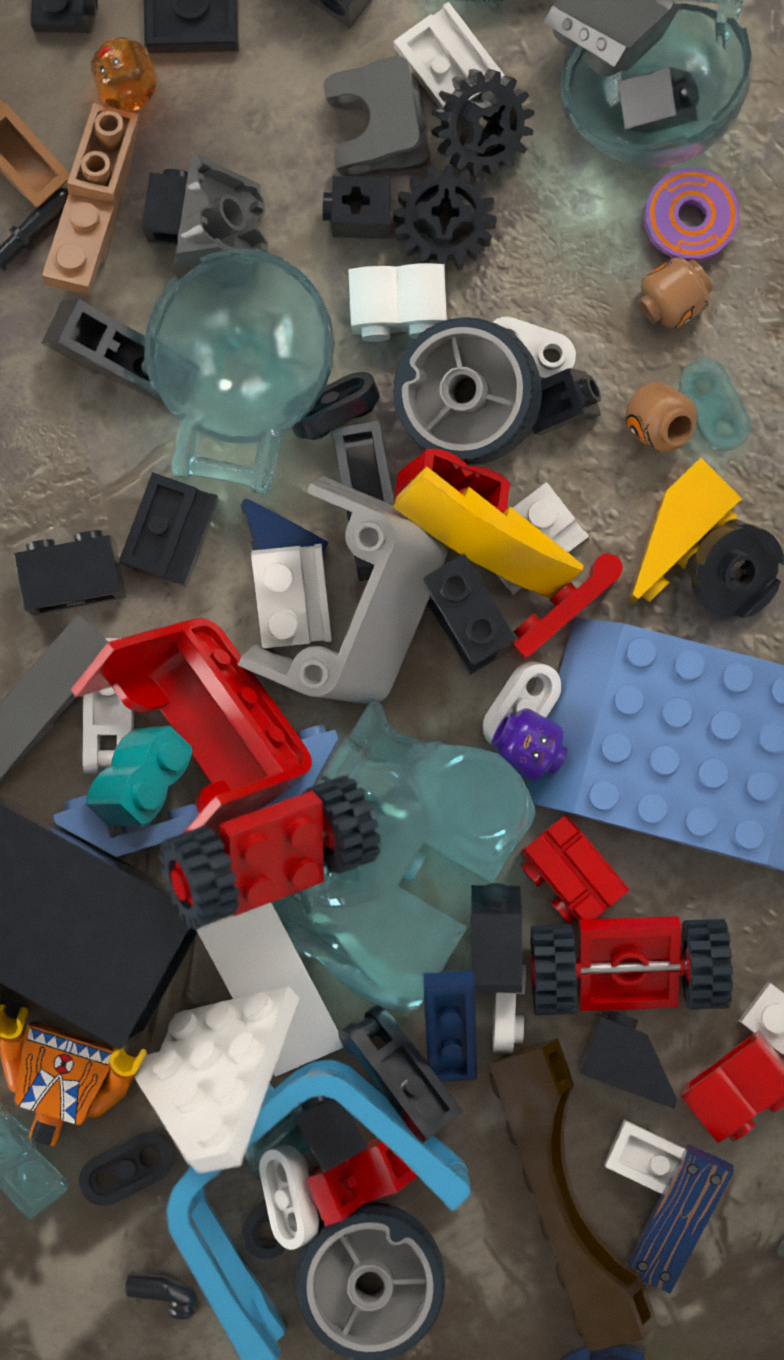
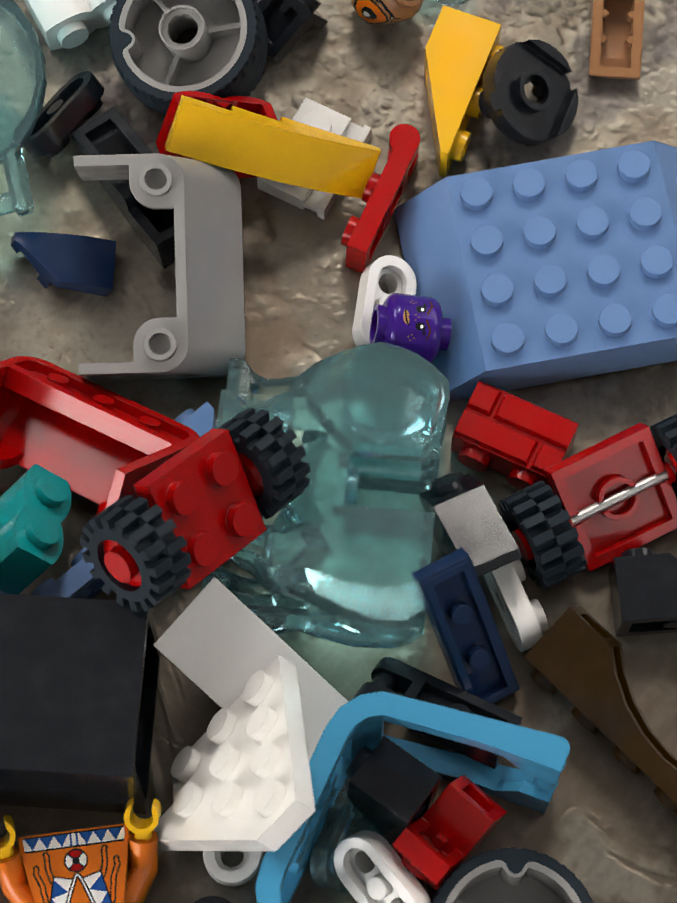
camera: 30 degrees left, 15 degrees down
(291, 595) = (100, 301): white plate -> none
(467, 614) = (291, 234): black panel -> none

